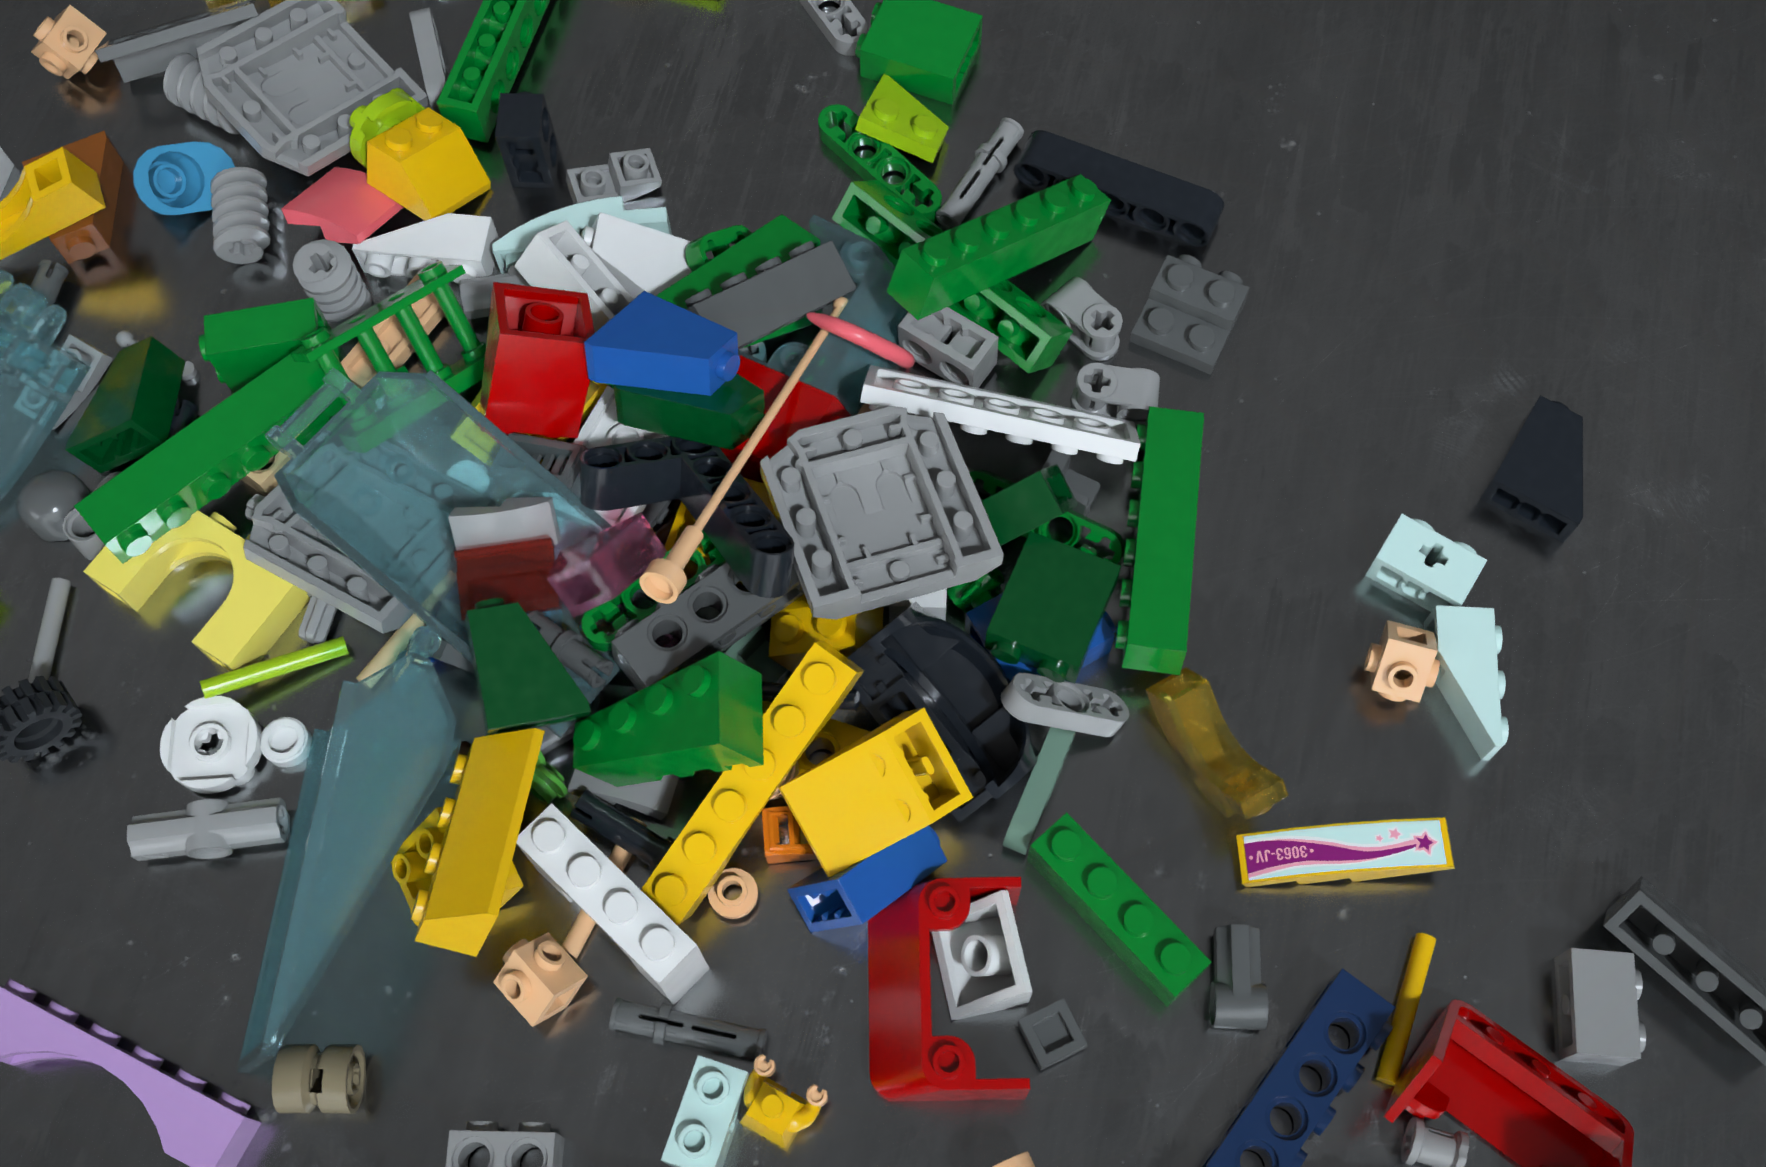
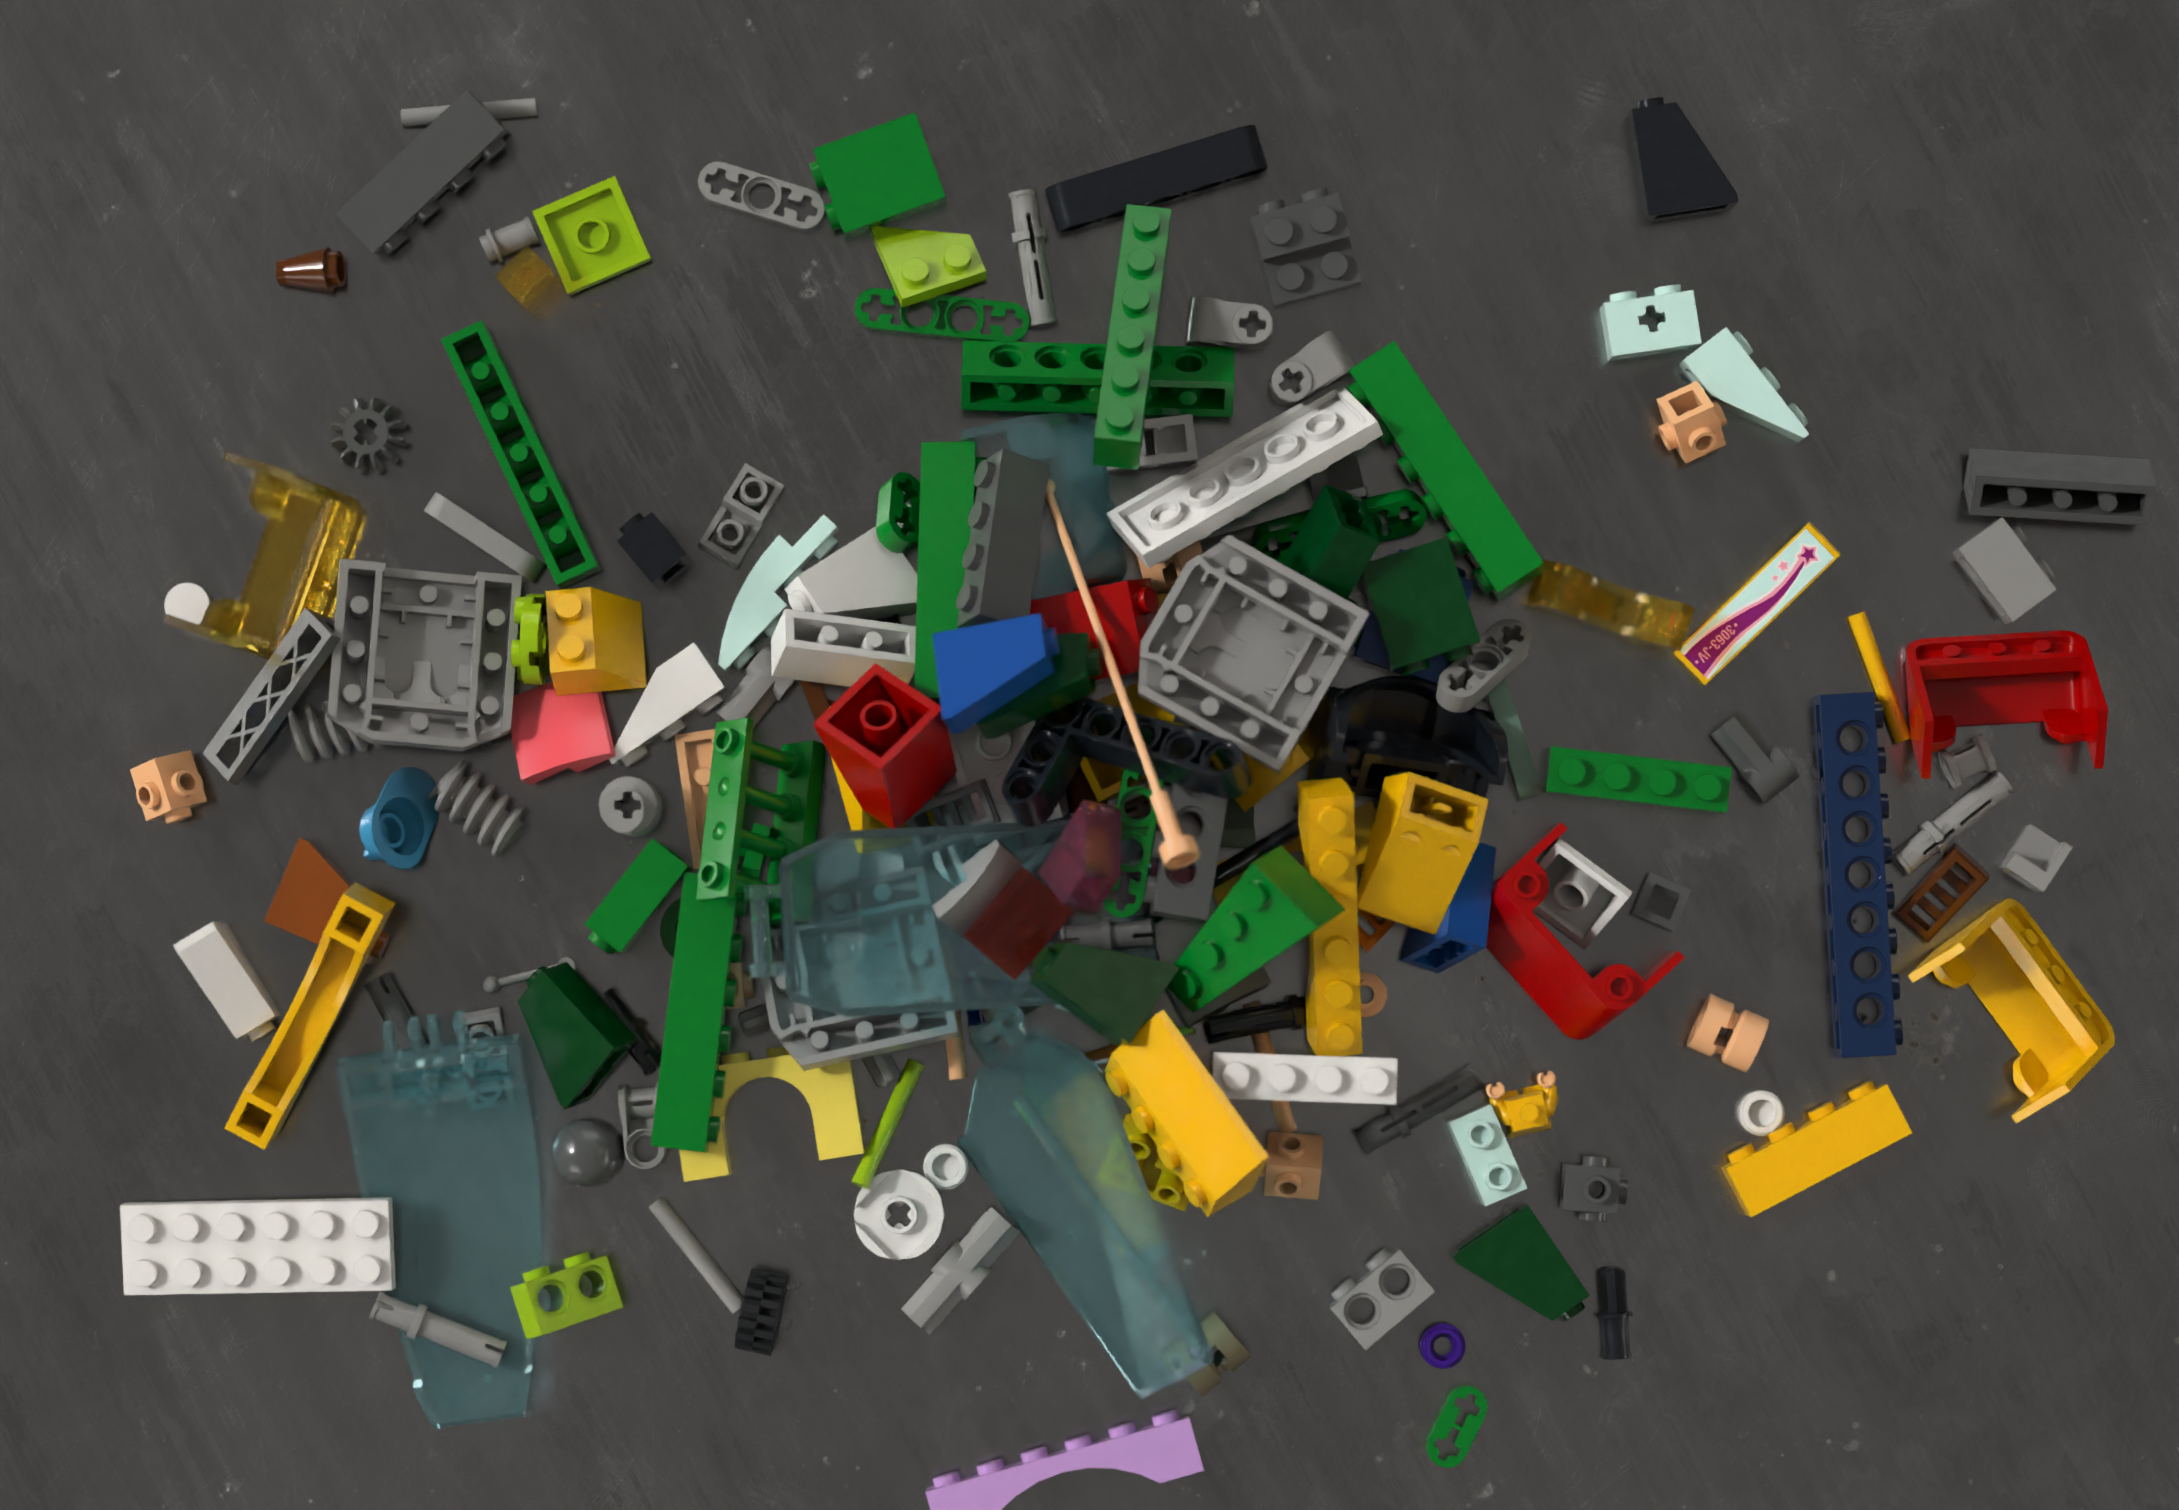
camera: 45 degrees left, 20 degrees up
(863, 338) = (1126, 490): coral animal -> none

